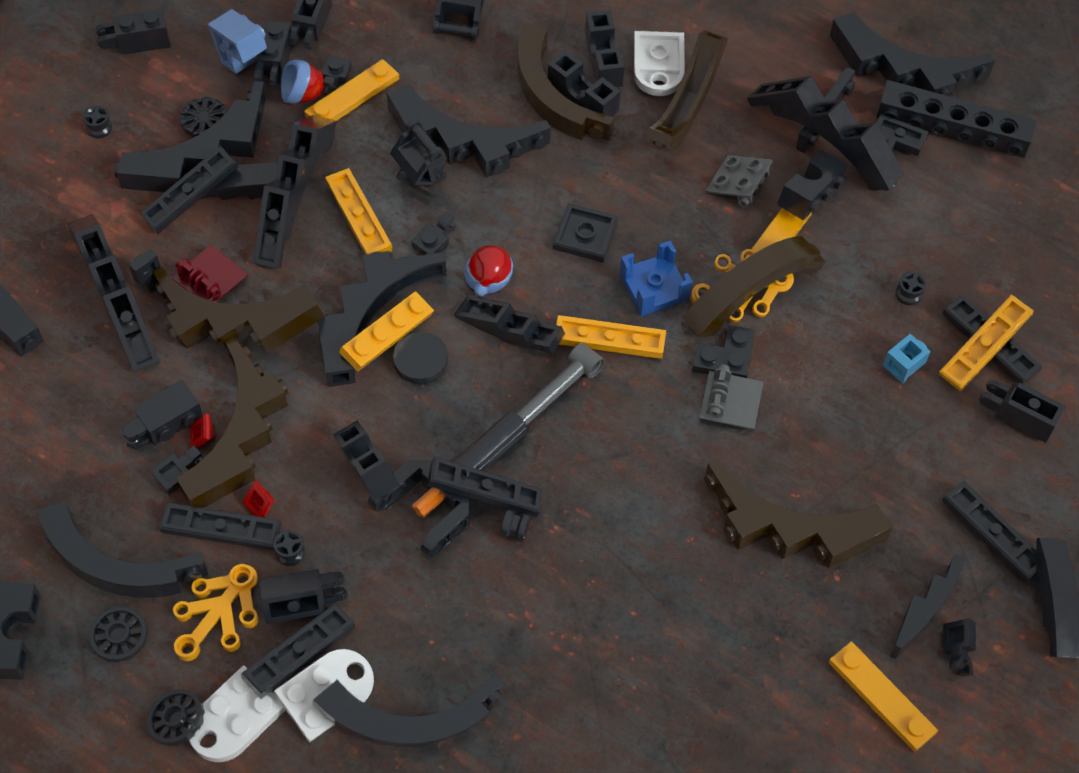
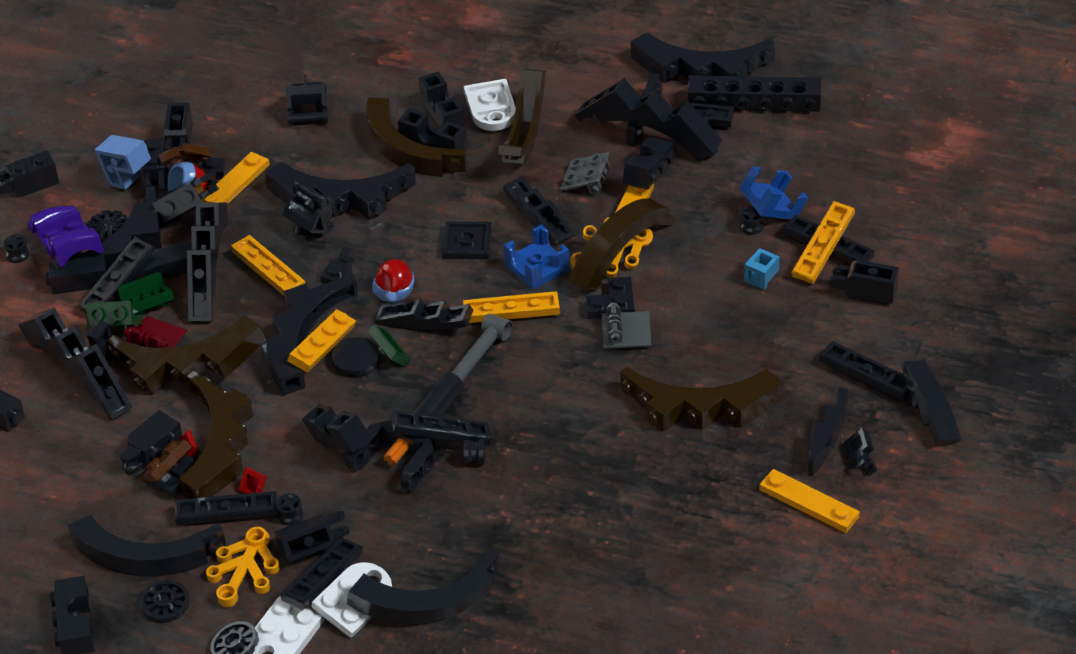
camera: 10 degrees left, 15 degrees down
(149, 119) = (63, 233): none -> dark purple piece
(168, 240) = (113, 313): none -> dark green bracket
(169, 449) = (164, 461): none -> reddish brown plate
(214, 217) = (146, 293): none -> dark green bracket
(288, 105) = (183, 197): none -> black hinge
(306, 51) = (189, 153): none -> reddish brown plate
(460, 354) = (389, 346): none -> dark green plate
(674, 215) = (538, 210): none -> black slope
(938, 264) = (770, 198): none -> blue panel

